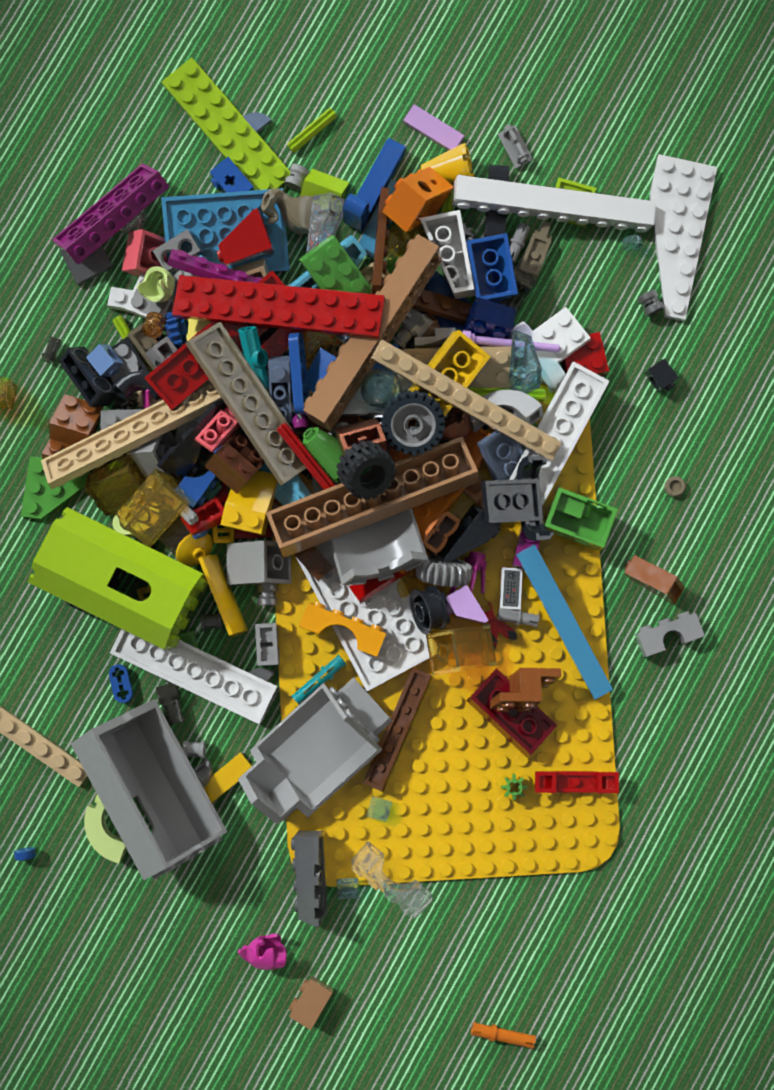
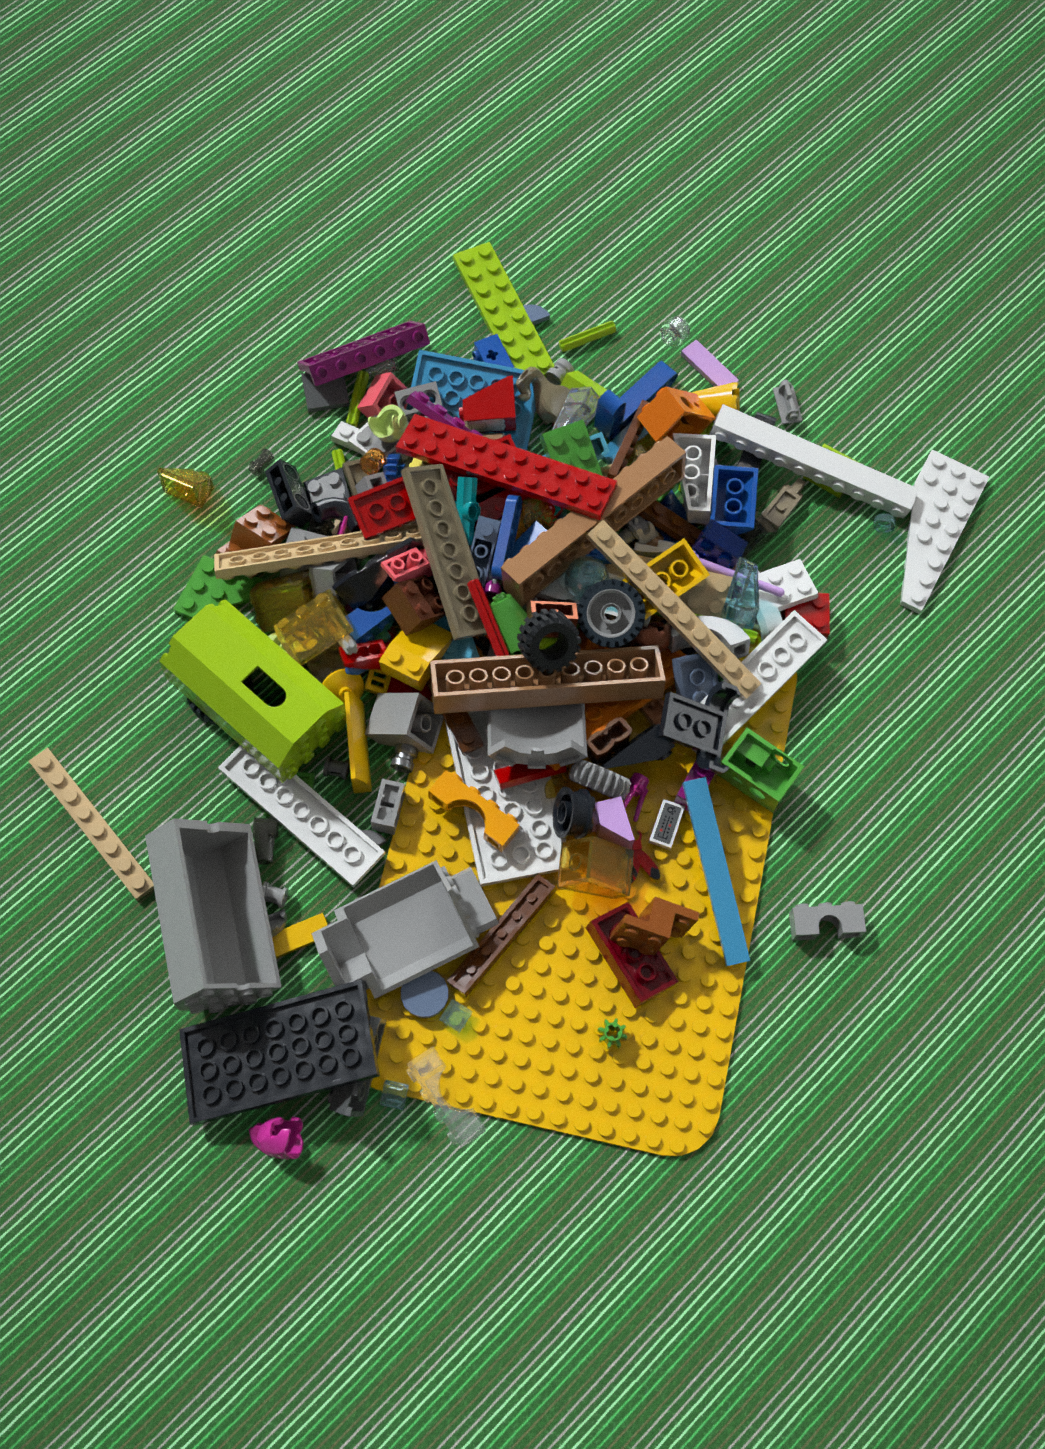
camera: 10 degrees right, 15 degrees down
(24, 853) = (52, 952): blue tile -> none
(99, 836) = (140, 954): yellowish green arch -> none
(105, 360) = (312, 482): medium blue brick -> none
(118, 258) = (358, 394): none -> lime axle
(126, 682) = (213, 803): blue beam -> none
(243, 887) = (278, 1052): none -> black plate
(311, 1002) = (312, 1210): medium nougat brick -> none
(337, 662) = (441, 854): teal pin -> none
(349, 800) = (425, 995): none -> sand blue tile
(392, 102) = (674, 331): none -> clear head
(503, 1035) = (521, 1317): orange pin -> none
(517, 242) = (766, 490): light grey pin -> none
(518, 617) = (666, 855): light grey axle -> none
(576, 781) = (683, 1049): red slope -> none
(650, 303) = (889, 584): flat silver wheel -> none
(654, 579) = (826, 859): slope -> none
(662, 376) = (883, 657): black brick -> none
(674, 486) = (870, 772): dark tan tile -> none

